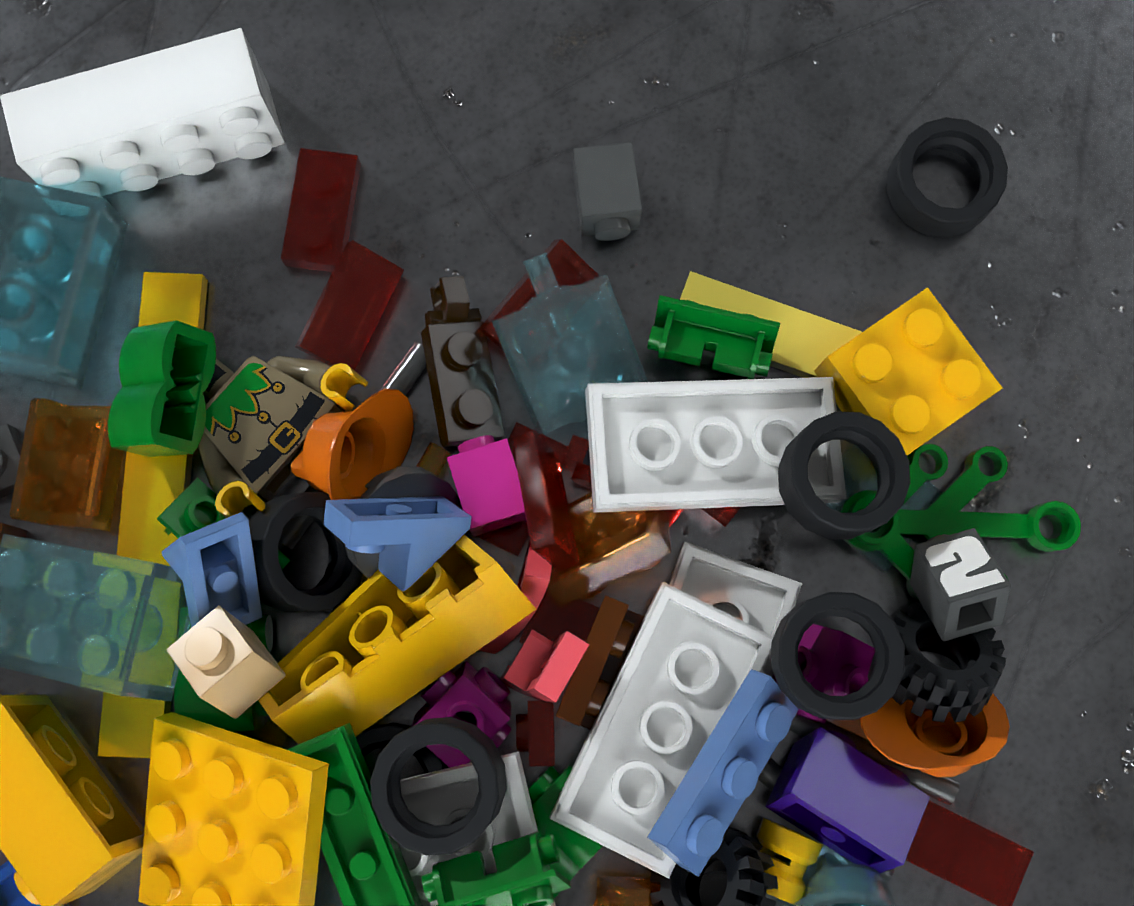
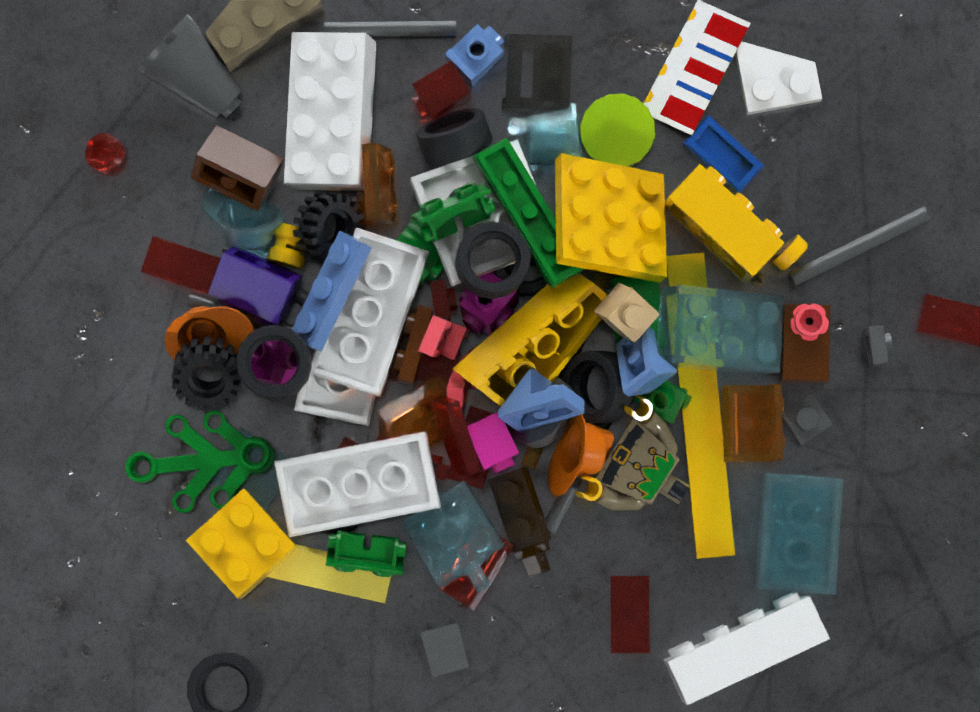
camera: 175 degrees right, 5 degrees up
(162, 389) = (700, 473): green brick -> none
(349, 306) = (599, 549): clear red tile -> none
(885, 455) = (254, 486): black tyre -> none
(959, 584) = (202, 418): dark grey brick -> none

